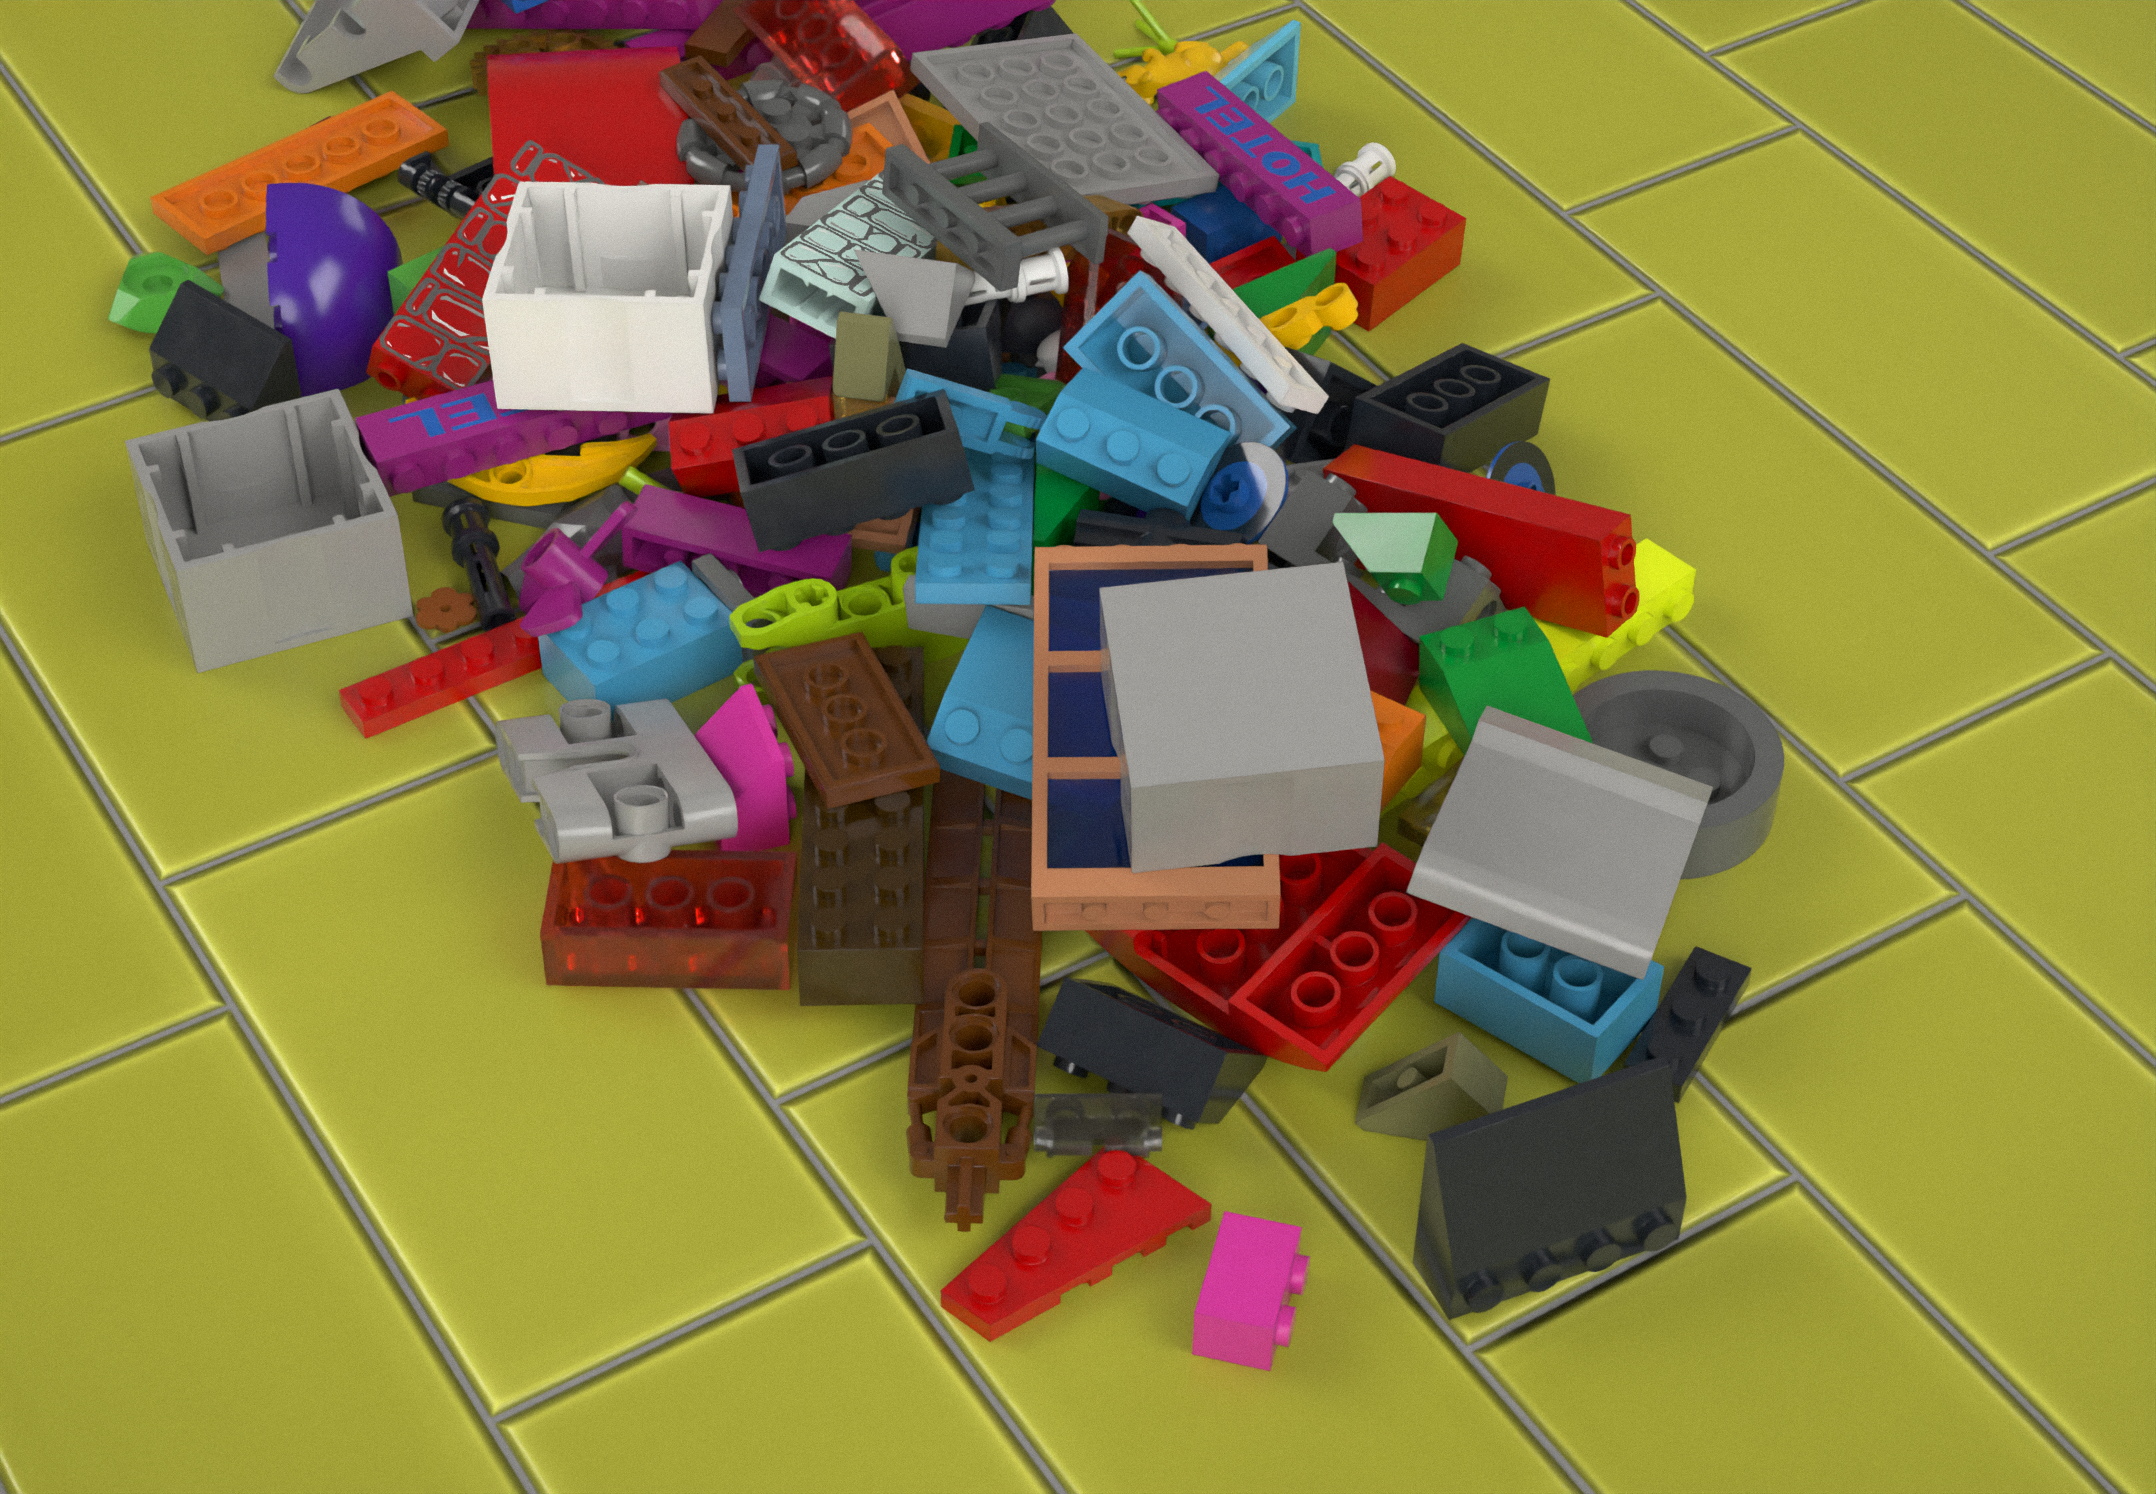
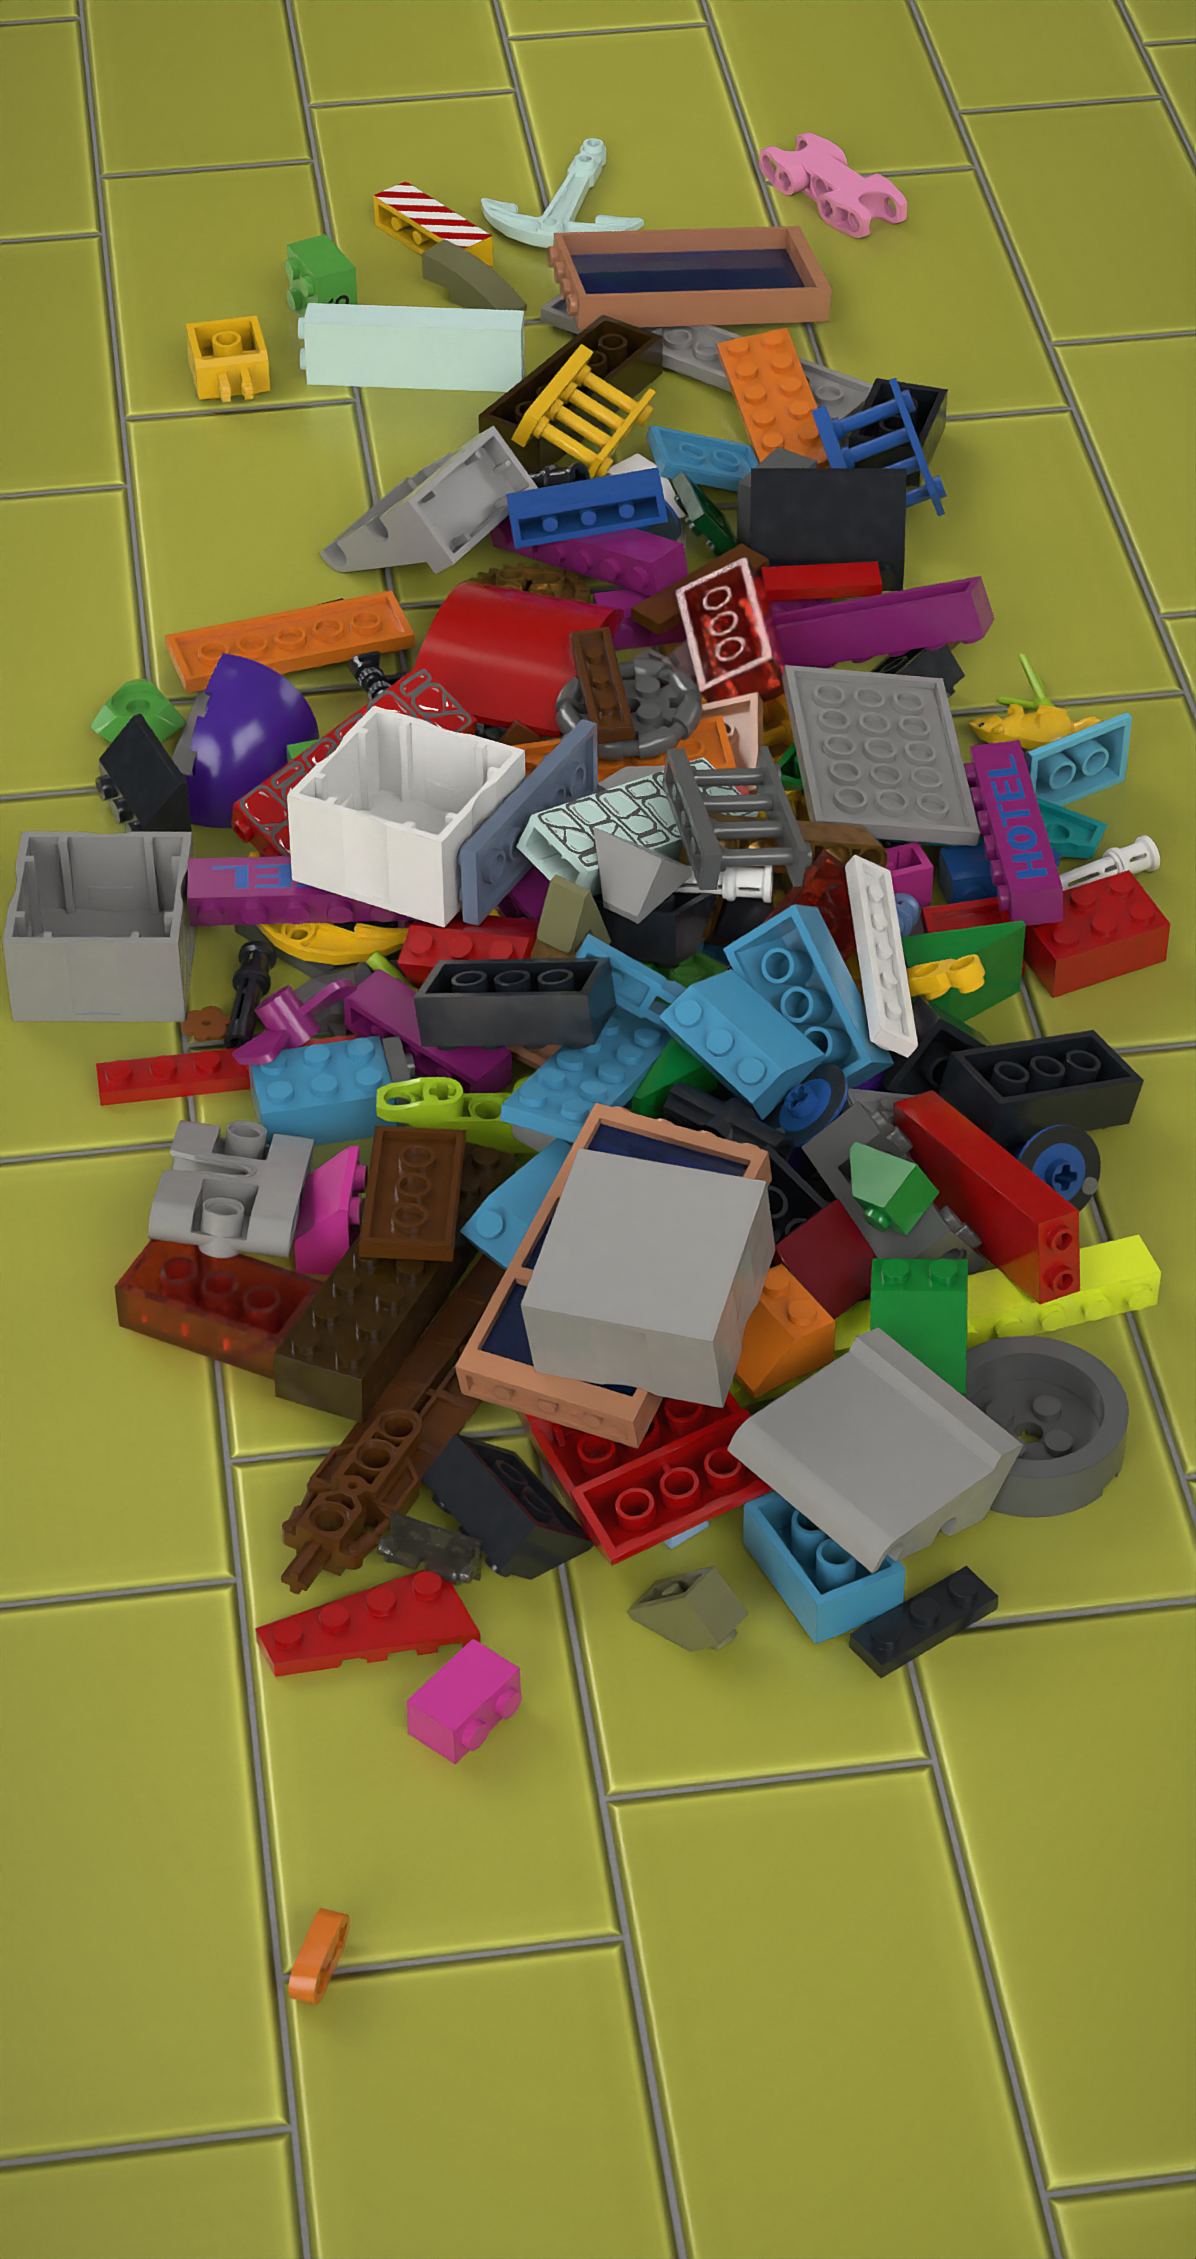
camera: 25 degrees right, 0 degrees up
(1550, 1189) = (709, 1700): black slope -> none

